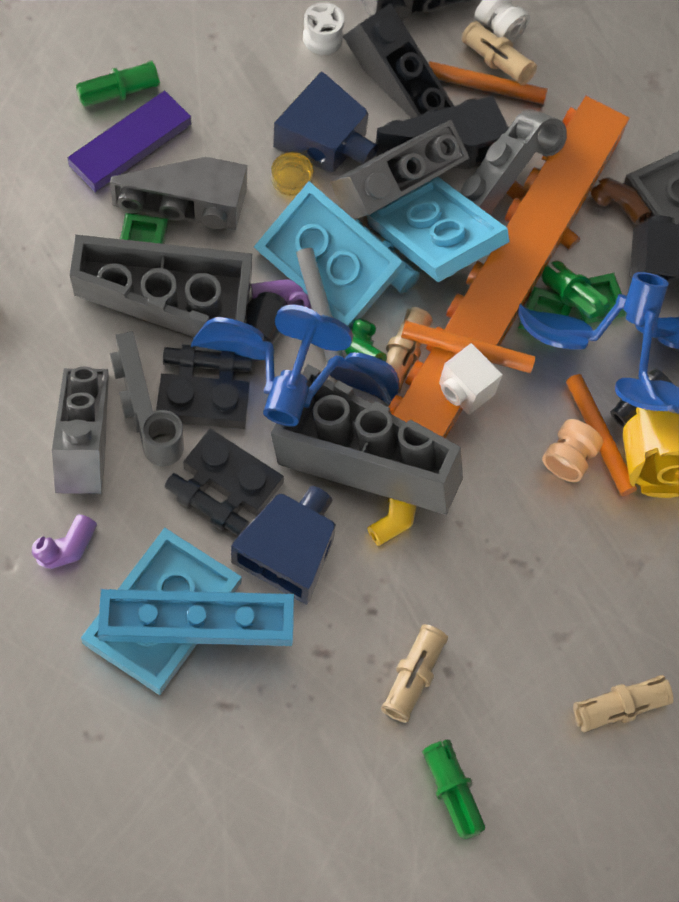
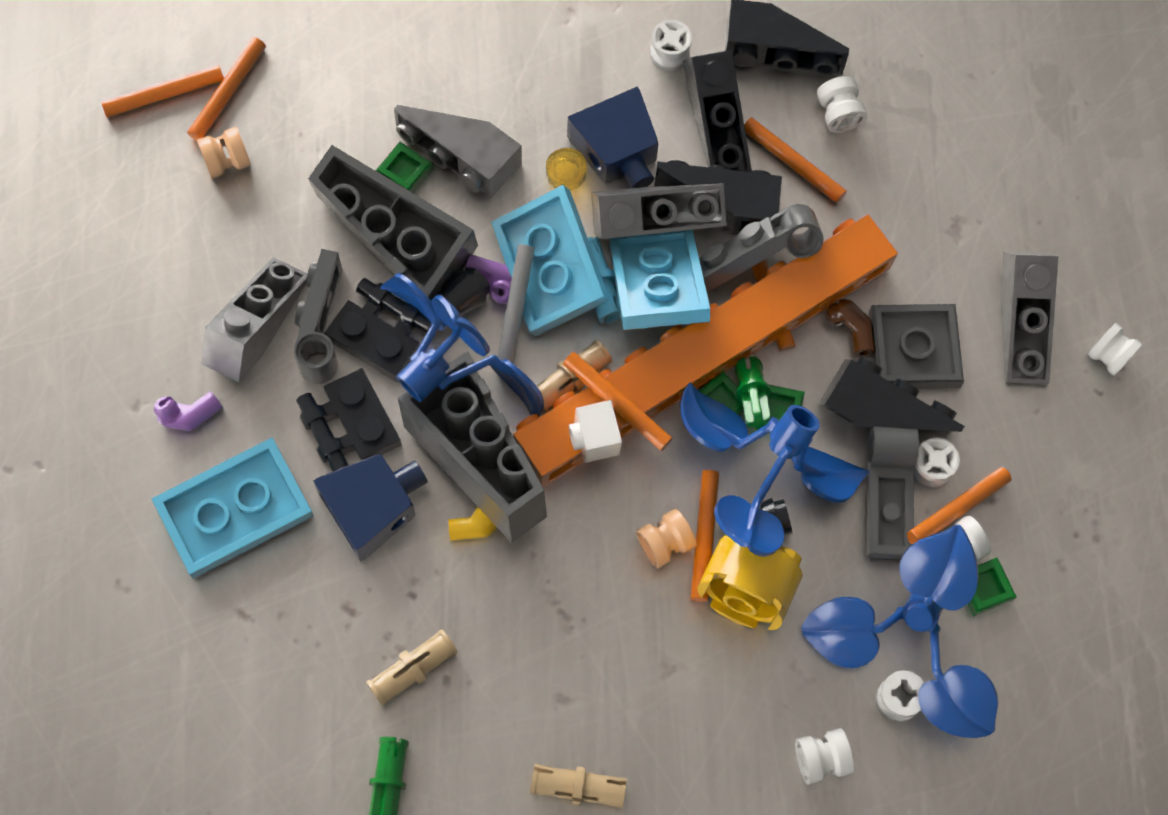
camera: 30 degrees right, 5 degrees up
(118, 84) = (459, 20): green axle -> none
(129, 141) = (442, 76): dark purple tile -> none
(196, 617) = (249, 529): dark azure plate -> none
(362, 339) = (534, 352): green arm -> none
(515, 66) = (818, 137): tan pin -> none

